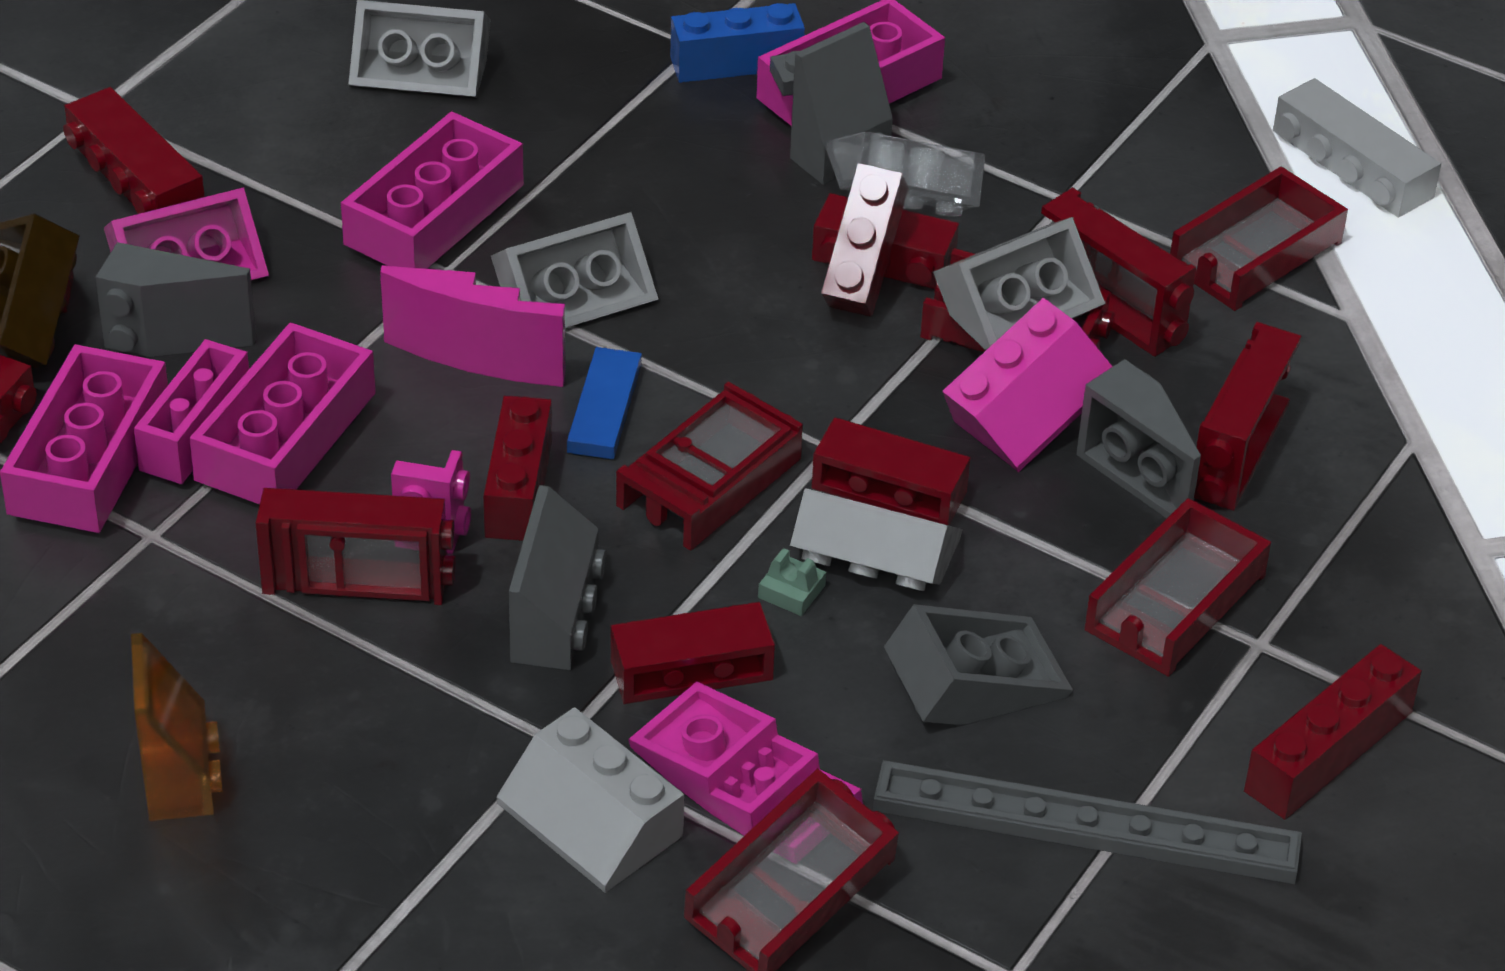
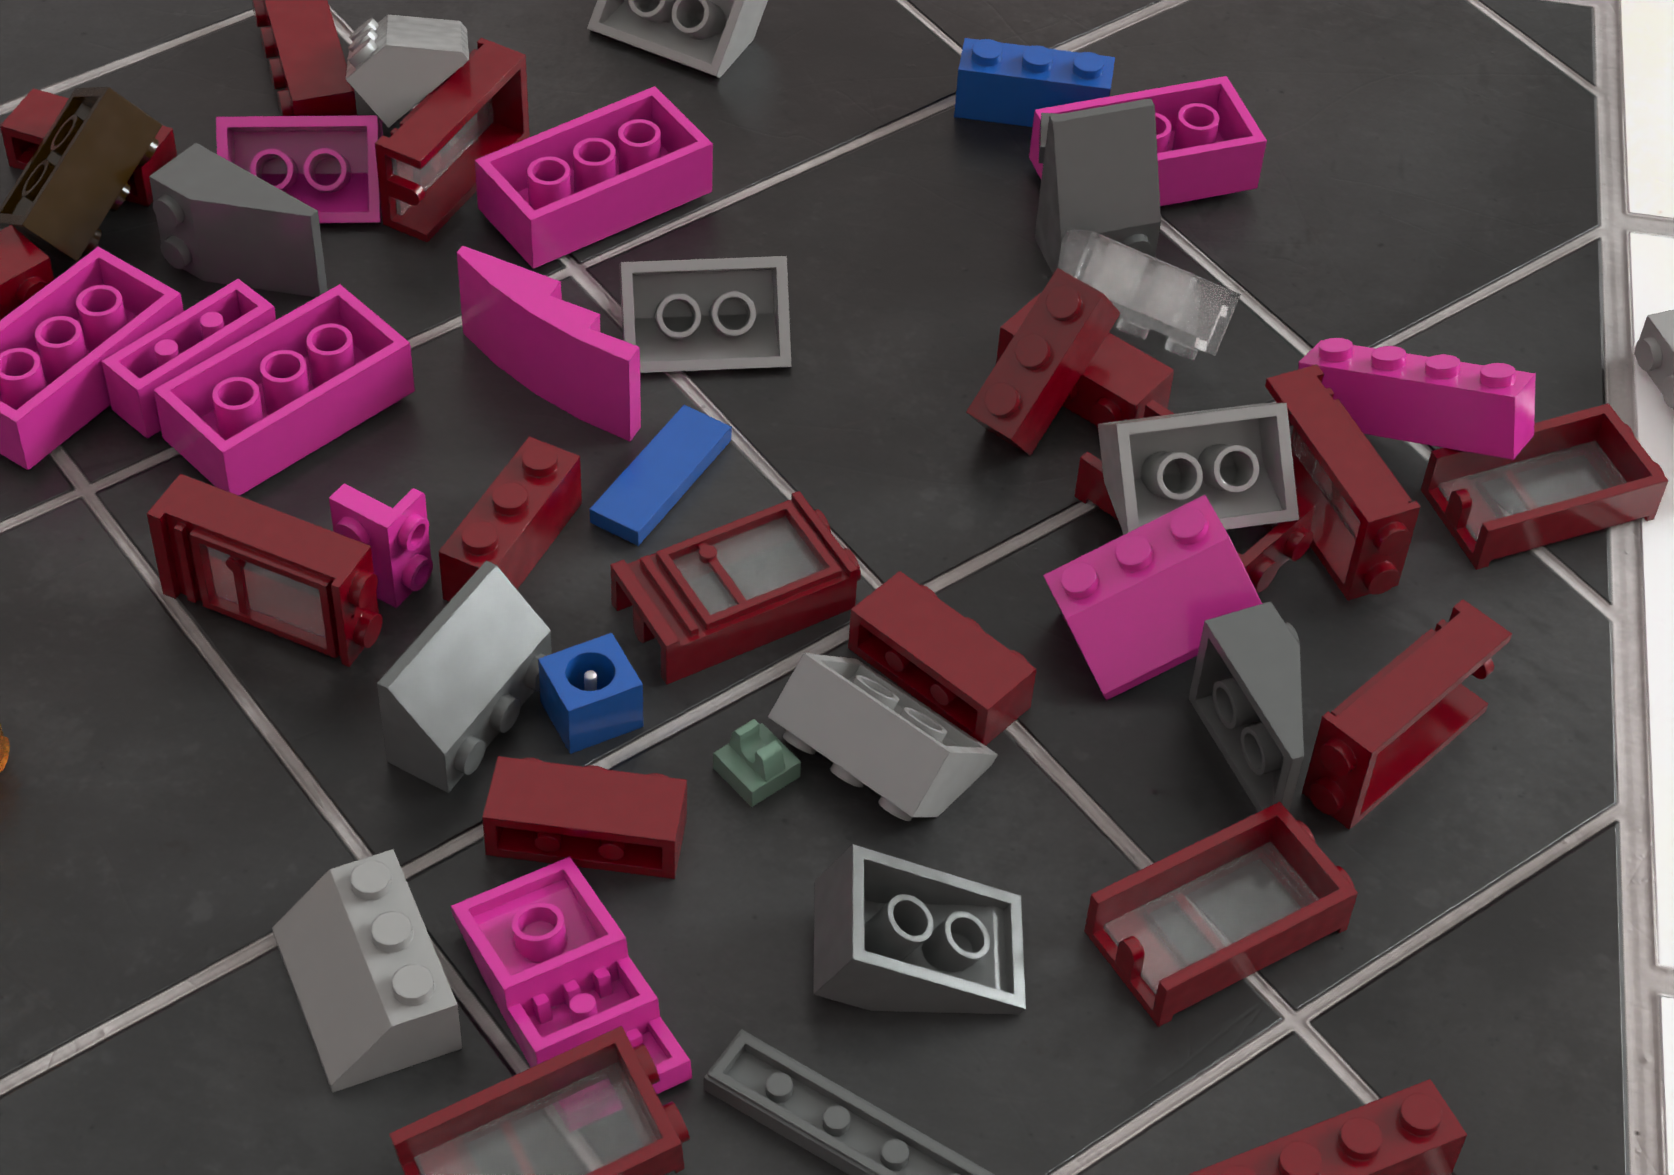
camera: 20 degrees right, 5 degrees up
(240, 140) = (403, 61): none -> light grey slope
(306, 194) = (431, 158): none -> dark red door
(646, 567) = (591, 692): none -> blue piece
(1160, 192) = (1429, 398): none -> dark pink brick

